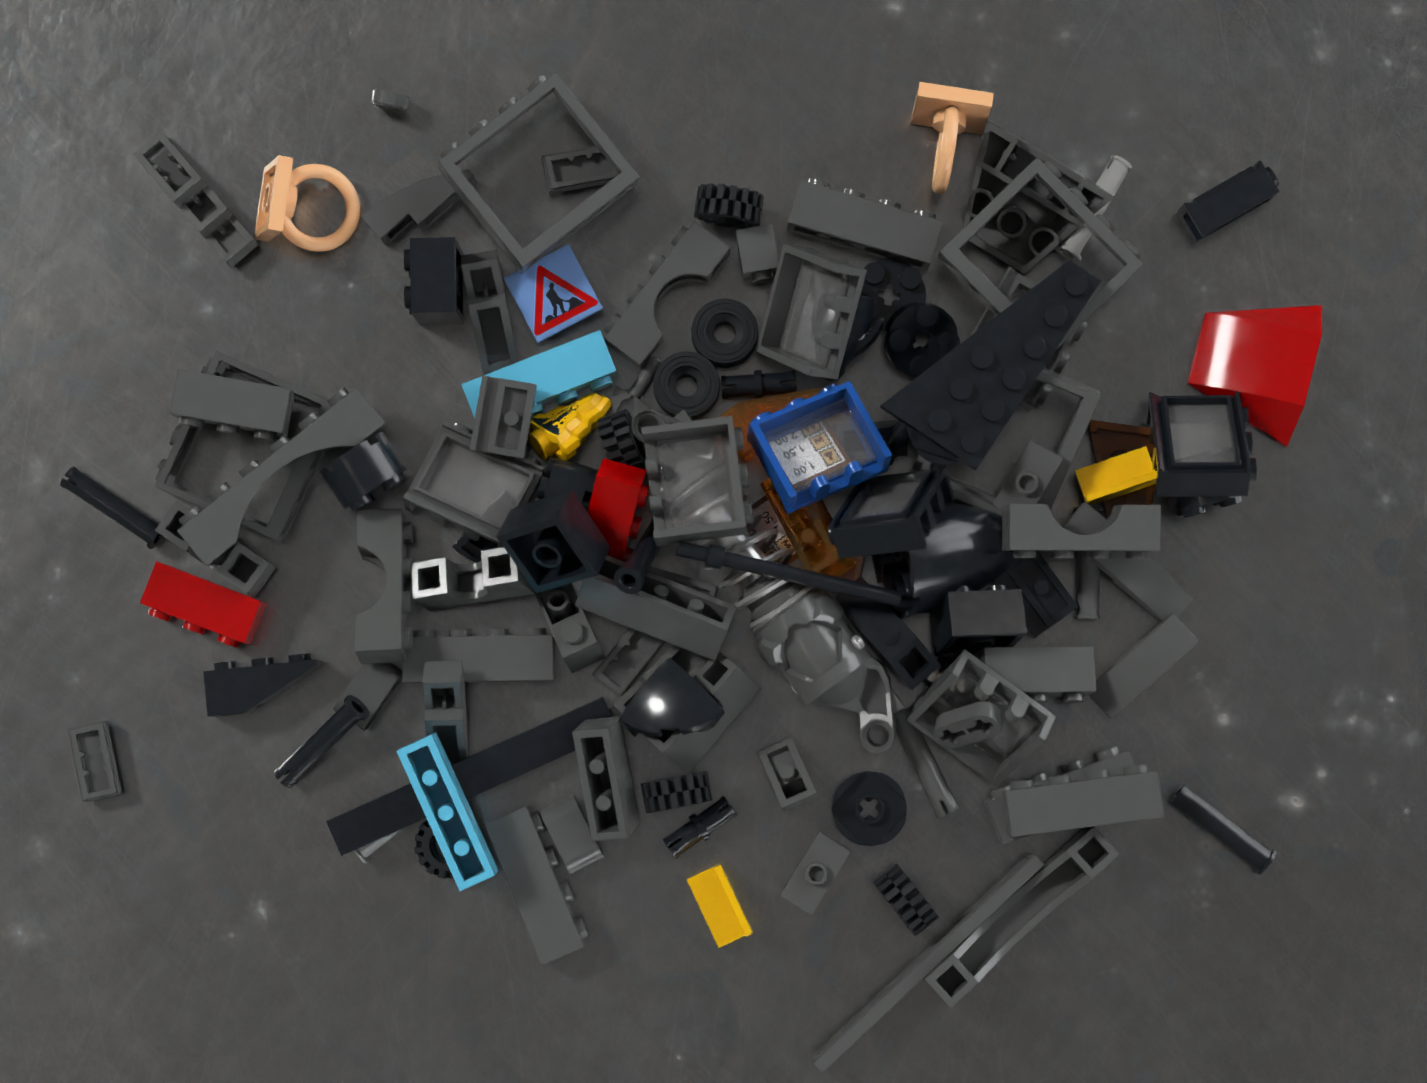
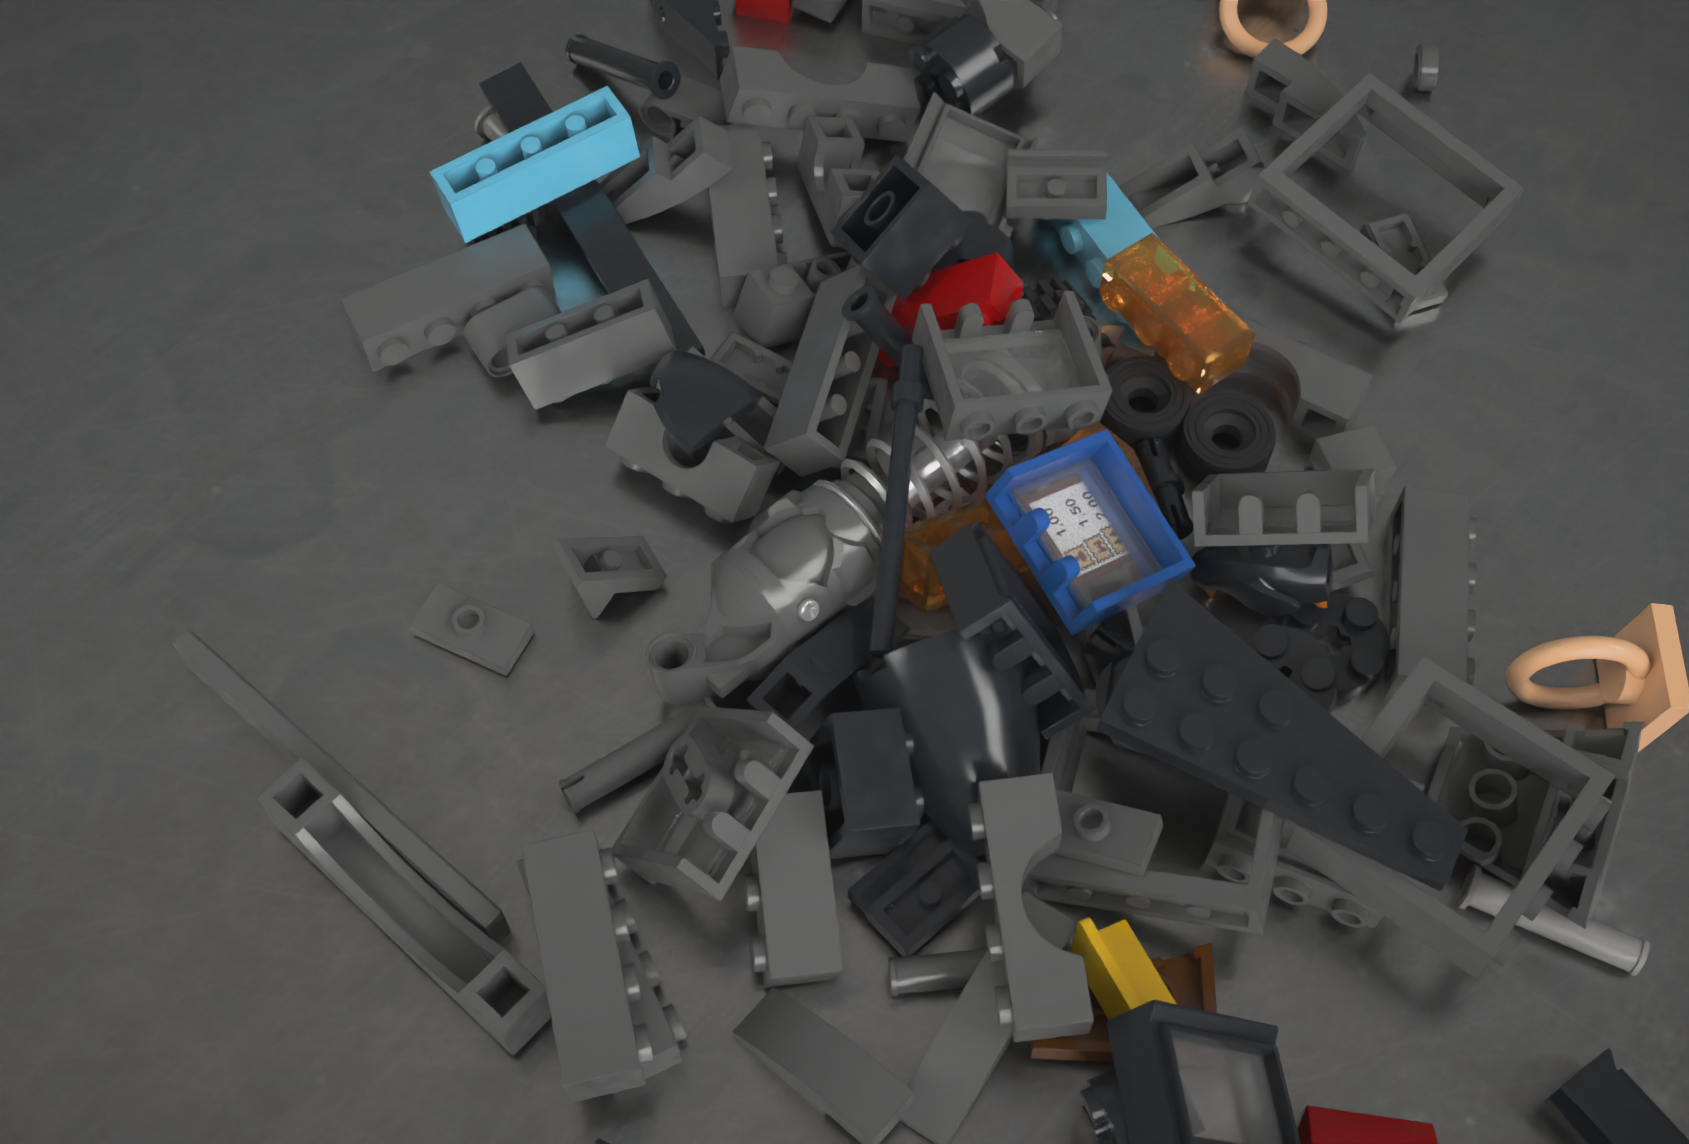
camera: 80 degrees right, 25 degrees down
(435, 281) = (1213, 100): black brick -> none
(553, 293) = (1231, 246): medium blue piece -> none
(567, 427) = (1049, 256): yellow rock -> none
(637, 353) = (1175, 313): none -> clear orange brick
(676, 792) = (578, 430): black tyre -> none
(699, 827) = (532, 476): black pin -> none
(719, 905) = (425, 514): yellow panel -> none
(728, 205) = (1407, 414): black tyre -> none
(871, 830) = (575, 715): black plate -> none
(906, 900) = (427, 733): black tyre -> none

